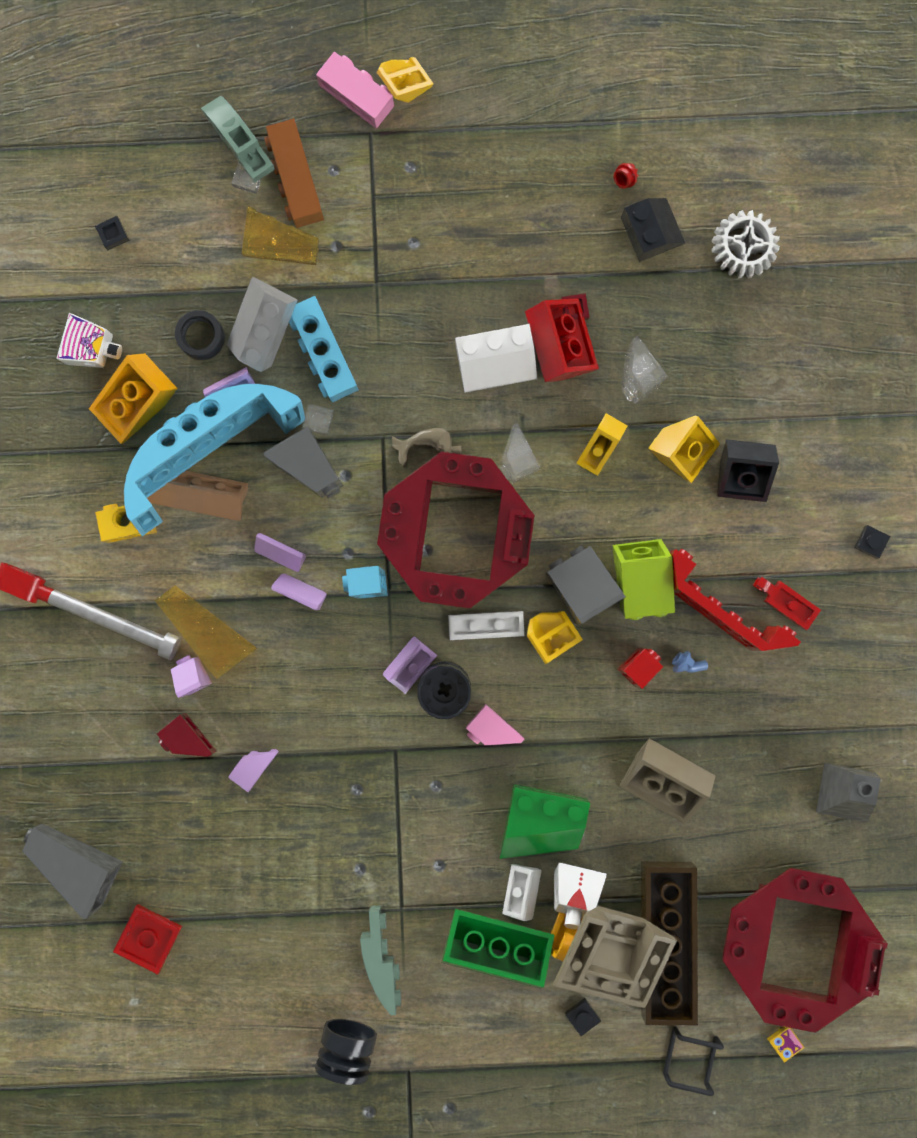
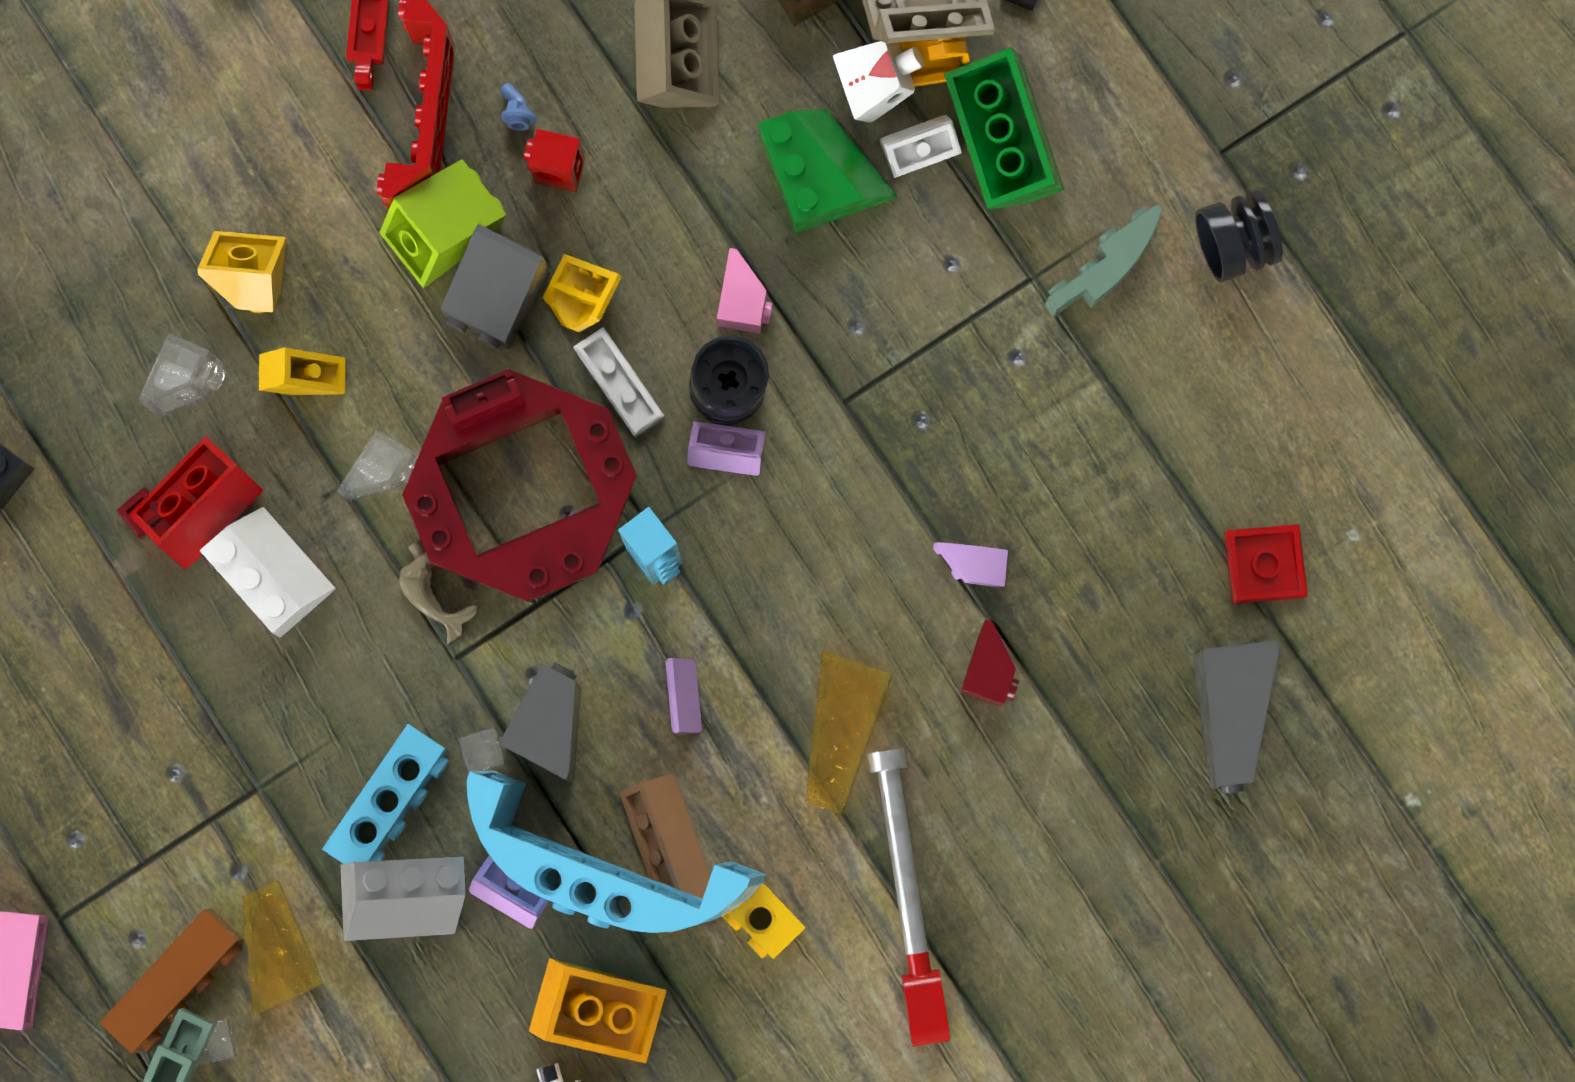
camera: 125 degrees left, 5 degrees down
(189, 676) = (907, 709): lavender slope -> none
(193, 317) = (434, 965): black tyre -> none
(299, 591) = (717, 639): lavender slope -> none
(747, 470) = (229, 176): black slope -> none

